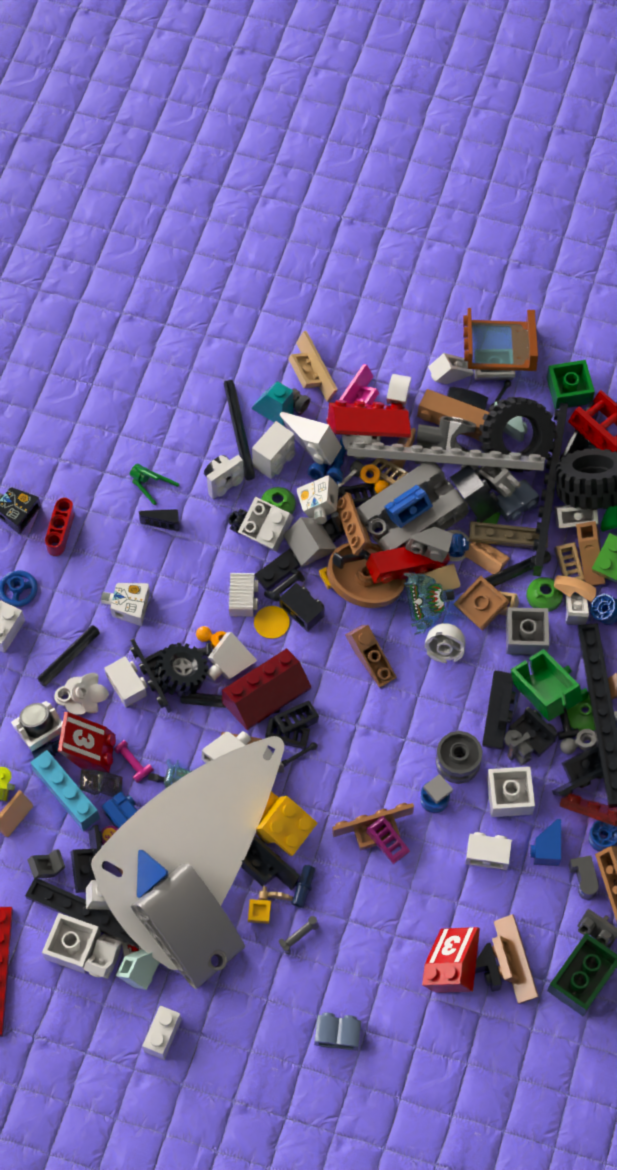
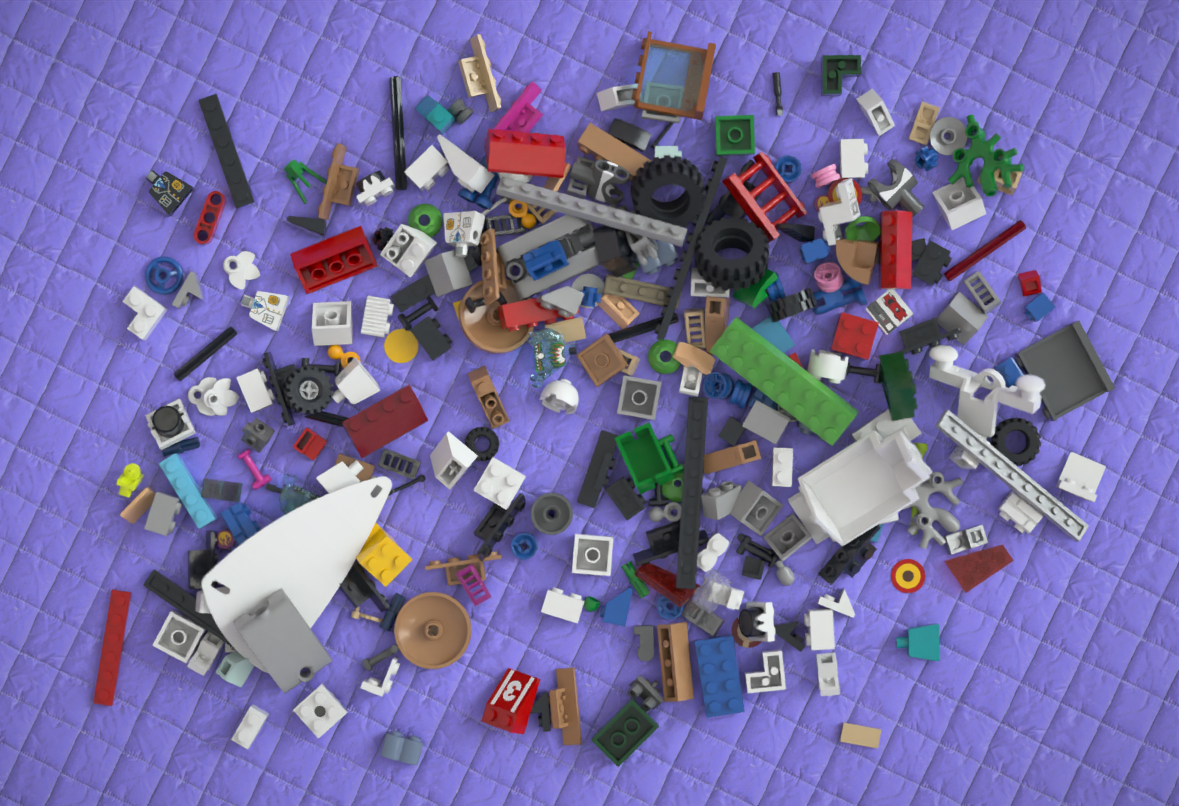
camera: 10 degrees right, 25 degrees up
(39, 812) = (163, 513): none -> light grey slope
(44, 594) = (190, 285): none -> light grey slope
(46, 865) = (164, 559): dark grey bracket -> none
(70, 468) = (226, 151): none -> black plate
(86, 743) = (211, 455): red slope -> none
(99, 572) = (244, 270): none -> white plate
(132, 723) = (257, 434): none -> flat silver brick
(149, 873) = (252, 596): blue piece -> none
(188, 478) = (340, 183): none -> medium nougat bracket
(189, 725) = (310, 443): none -> red piece
(191, 548) = (333, 260): none -> red slope
(198, 608) = (332, 323): none -> white slope
(239, 1001) = (320, 710): none -> white piece
(259, 911) = (349, 629): yellow plate -> none
(296, 964) = (373, 685): none -> white bracket
(312, 717) = (425, 452): black slope -> none
(343, 717) = (451, 460): none -> white slope
(351, 895) = (433, 630): none -> medium nougat dish
(376, 690) = (490, 435): none -> black tyre
(397, 735) = (499, 483): none -> white brick
(399, 389) = (561, 120): white brick -> none
(401, 775) = (495, 523): none -> black bracket
(438, 788) = (526, 543): light grey tile -> none
(518, 746) = (605, 506): dark grey hips -> none
(518, 846) = (591, 604): none -> green hinge
(561, 813) = (637, 583): none -> green axle
(601, 347) = (777, 92): none -> black piece

